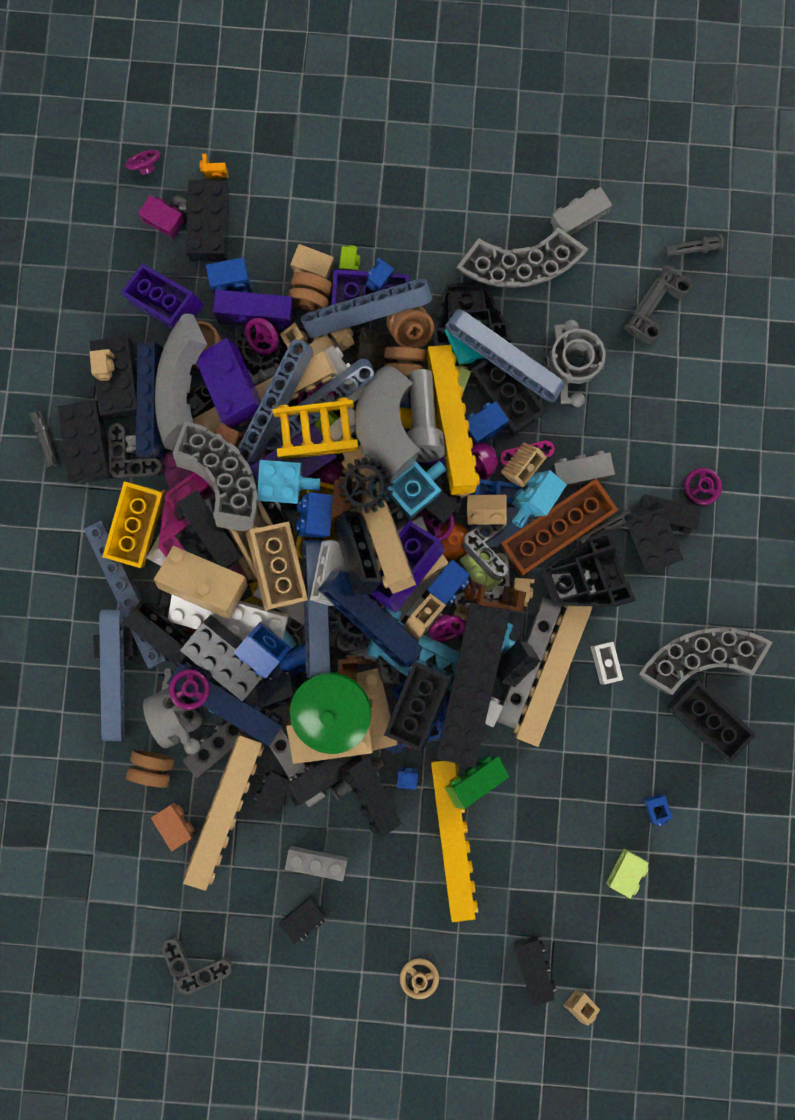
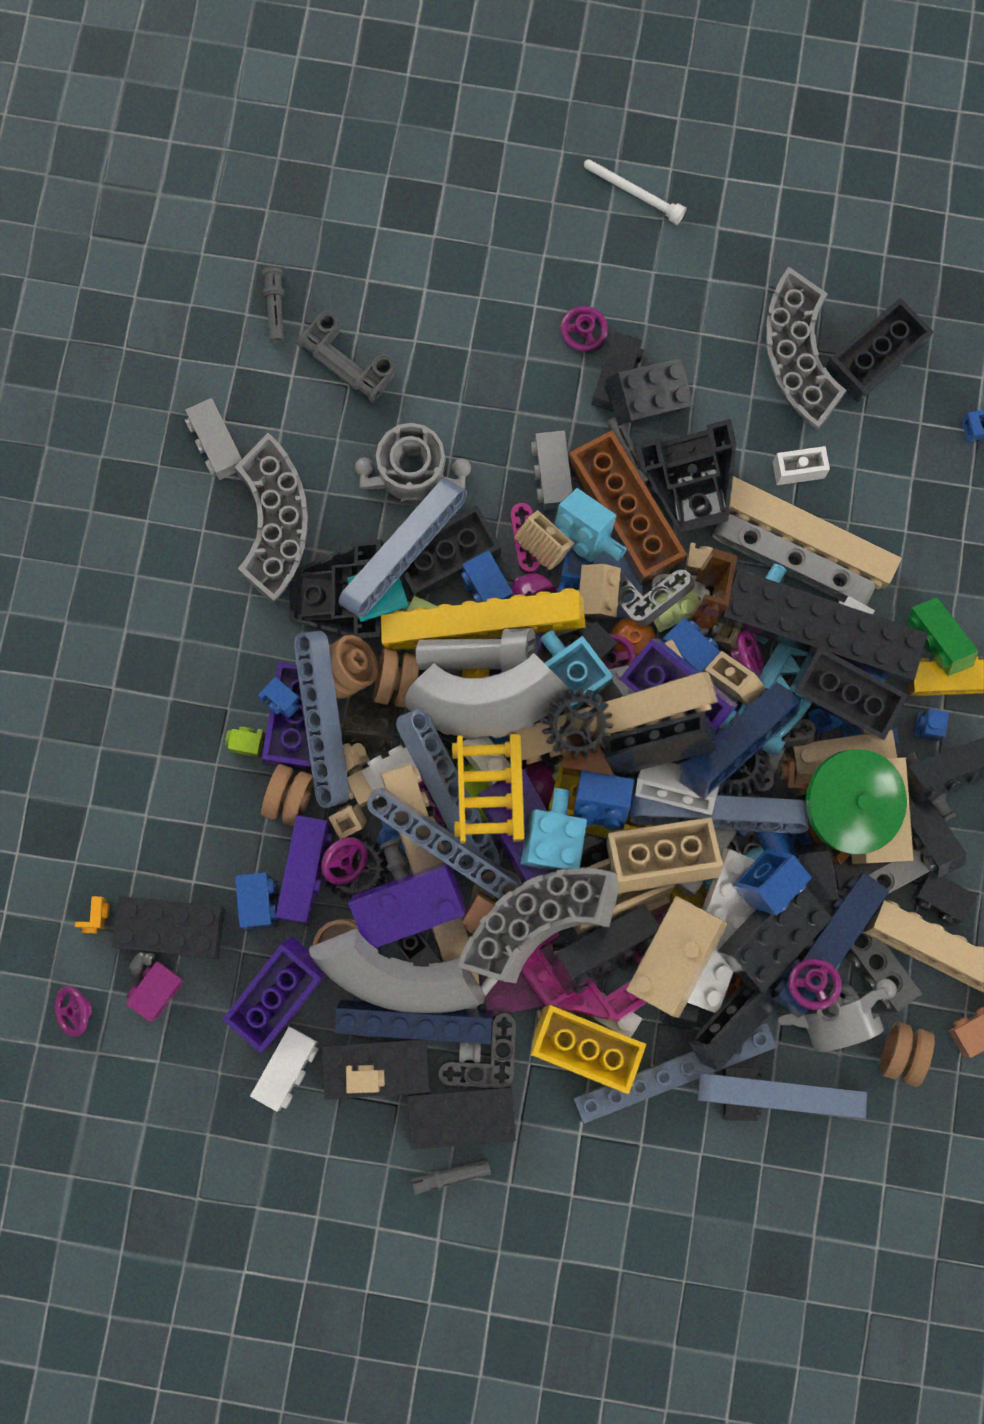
camera: 90 degrees left, 5 degrees down
(112, 314) = (285, 1069): none -> white brick
(312, 262) = (245, 791): tan brick -> none
(517, 663) = (798, 570): black brick -> none

